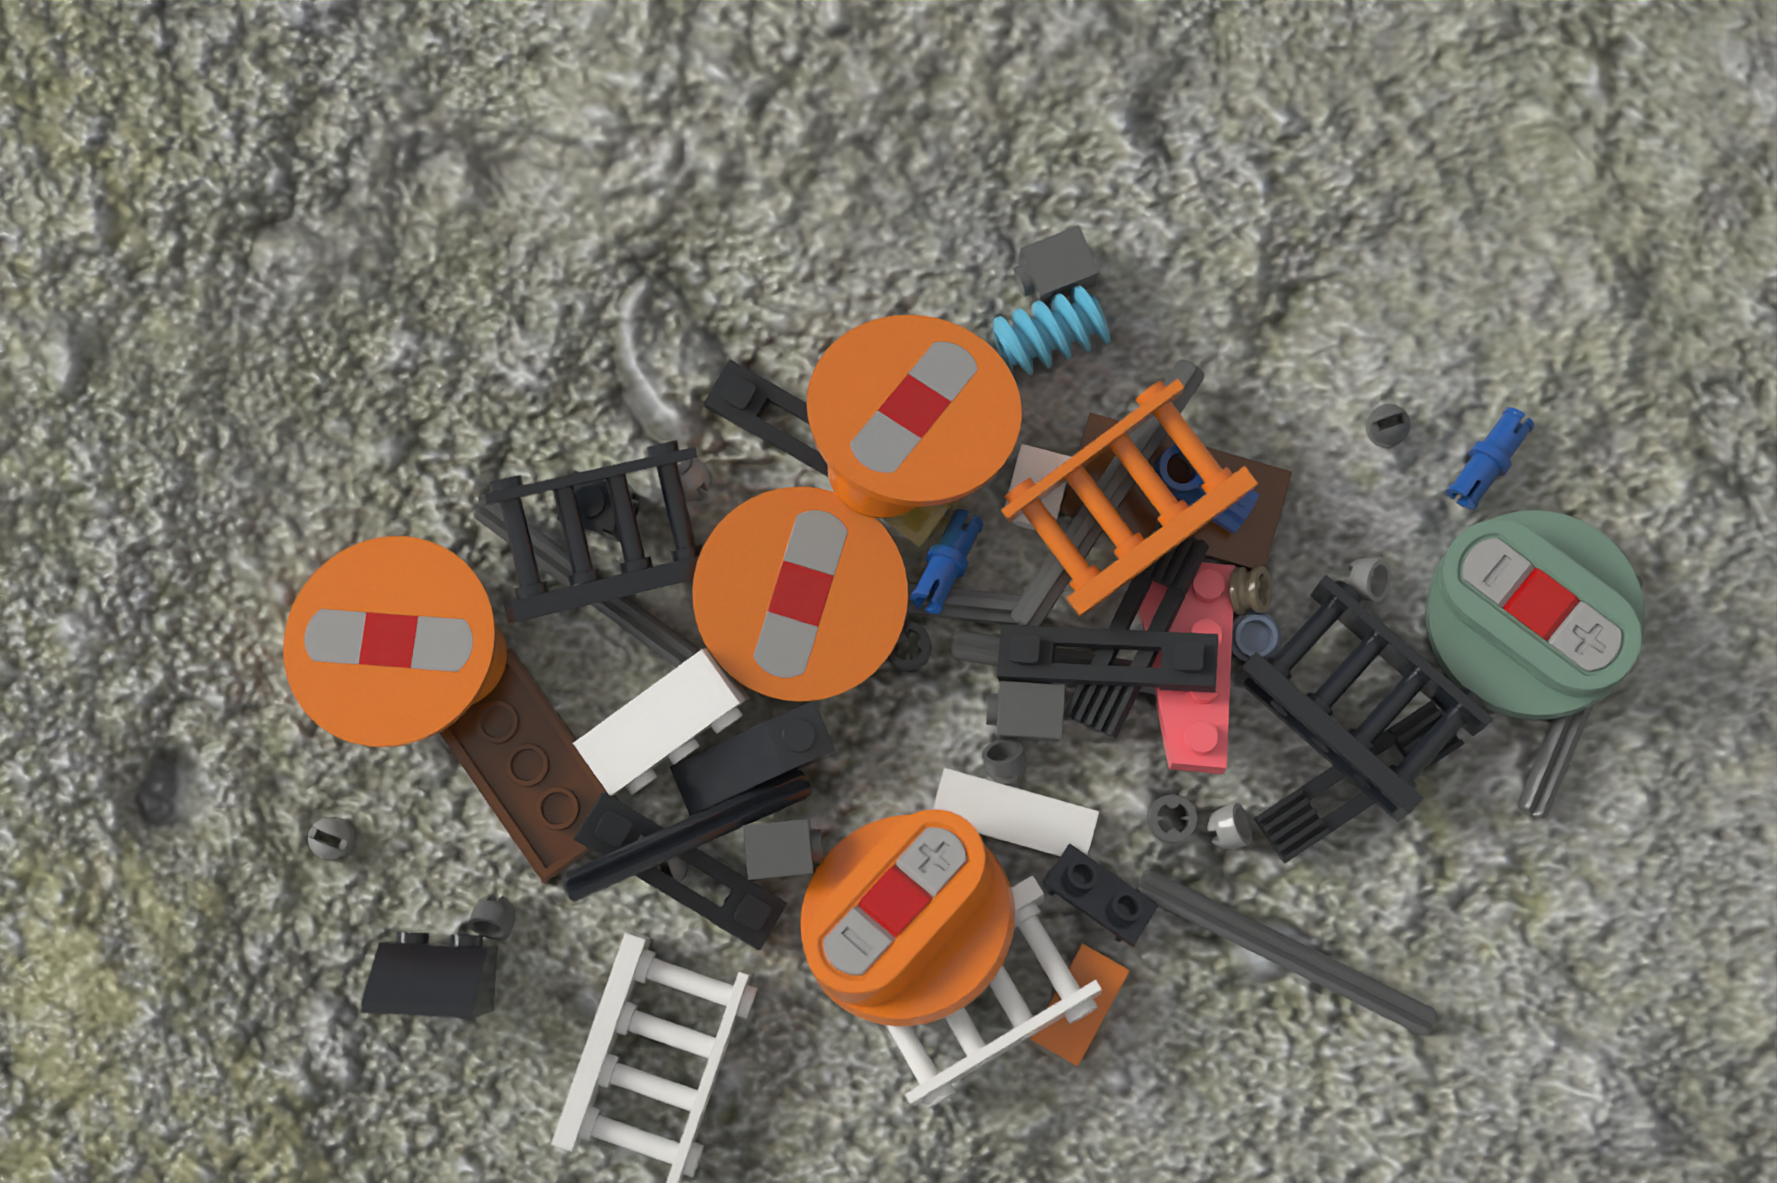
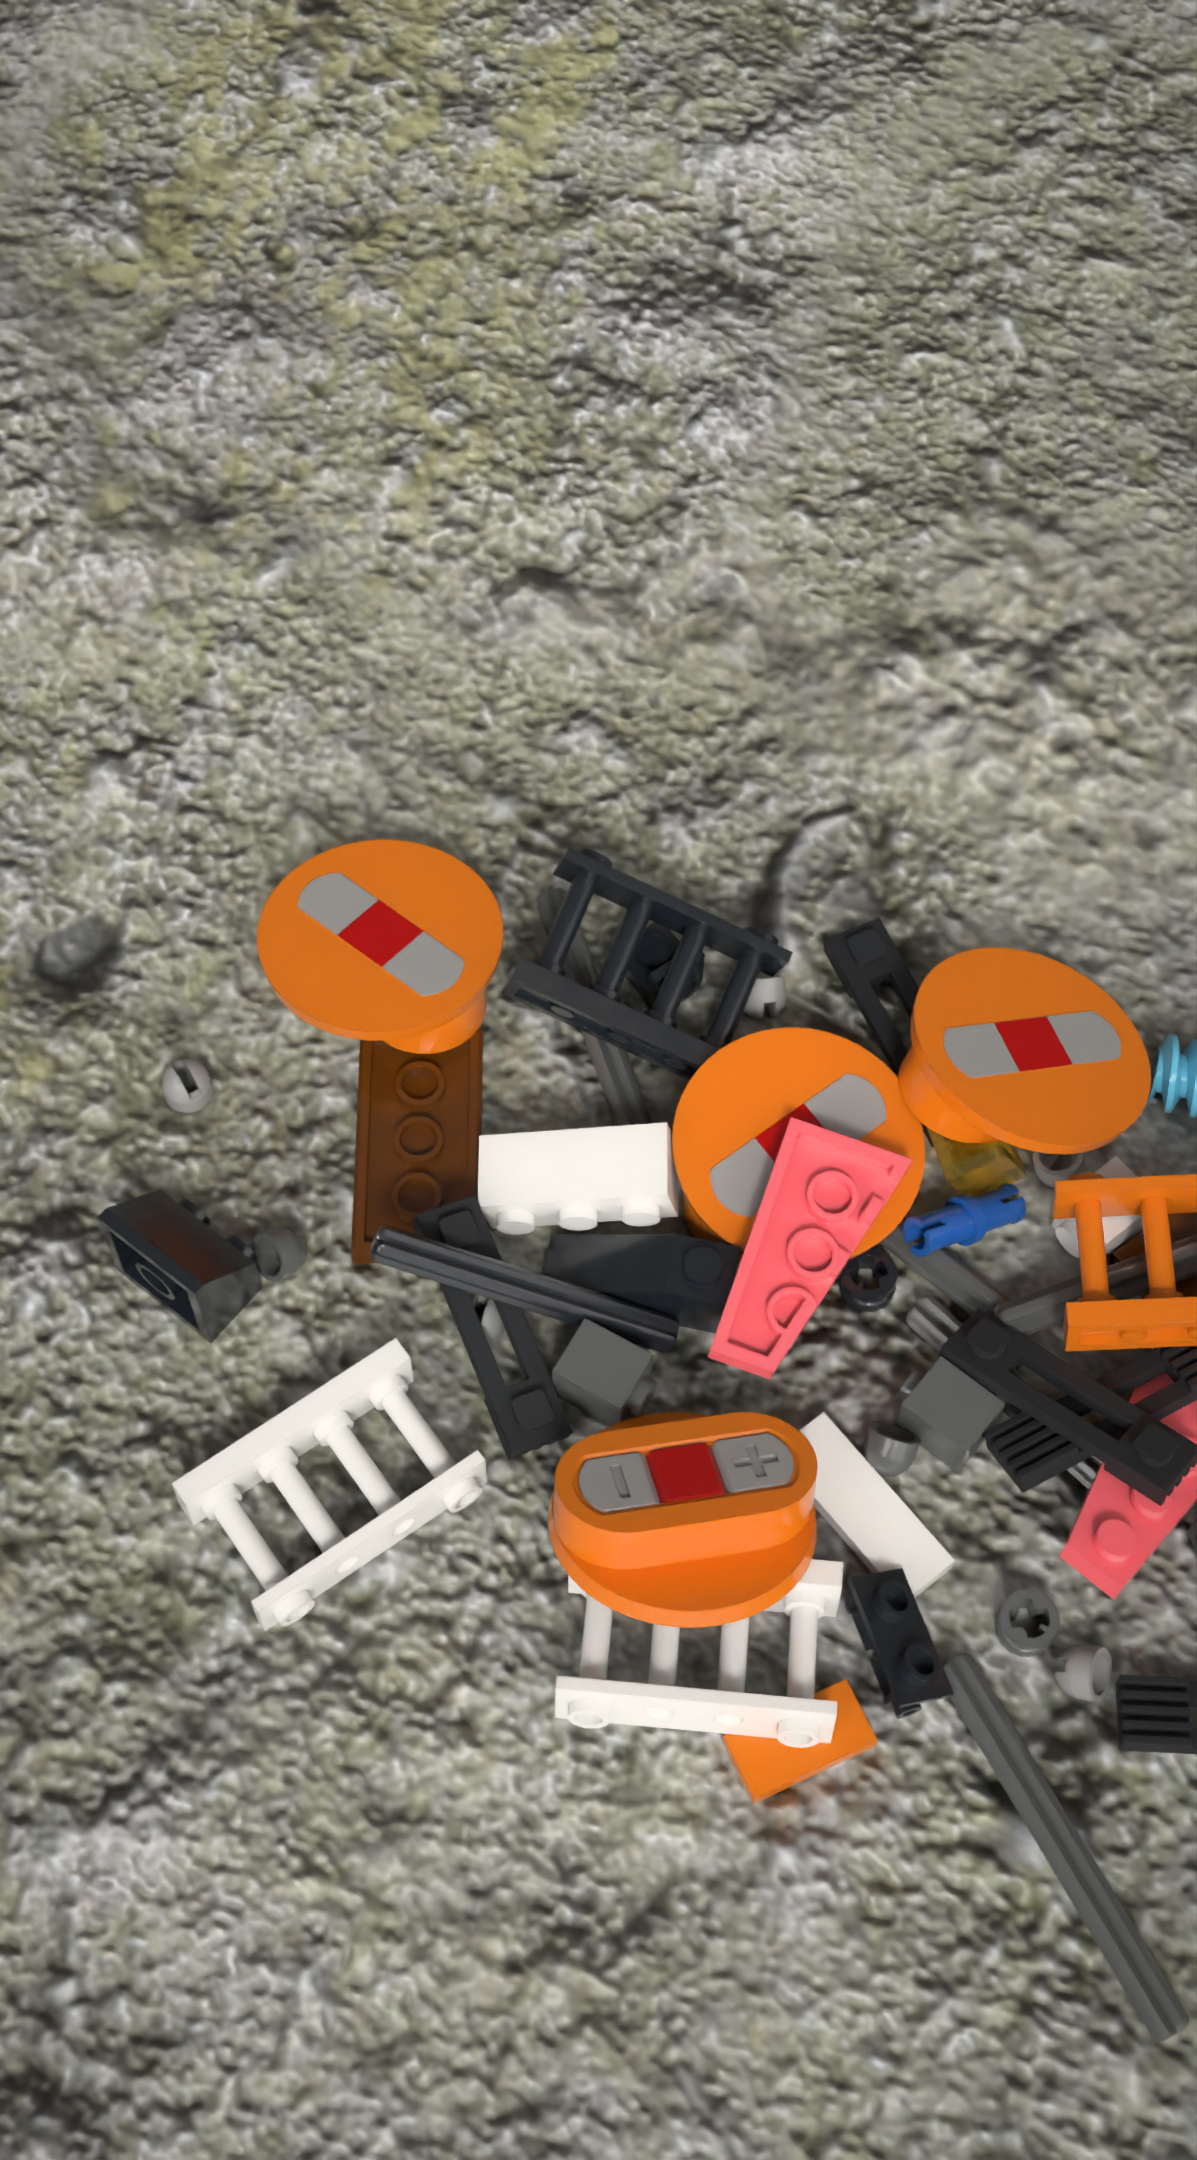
camera: 30 degrees right, 20 degrees down
(849, 650) = (805, 1231): none -> coral wing

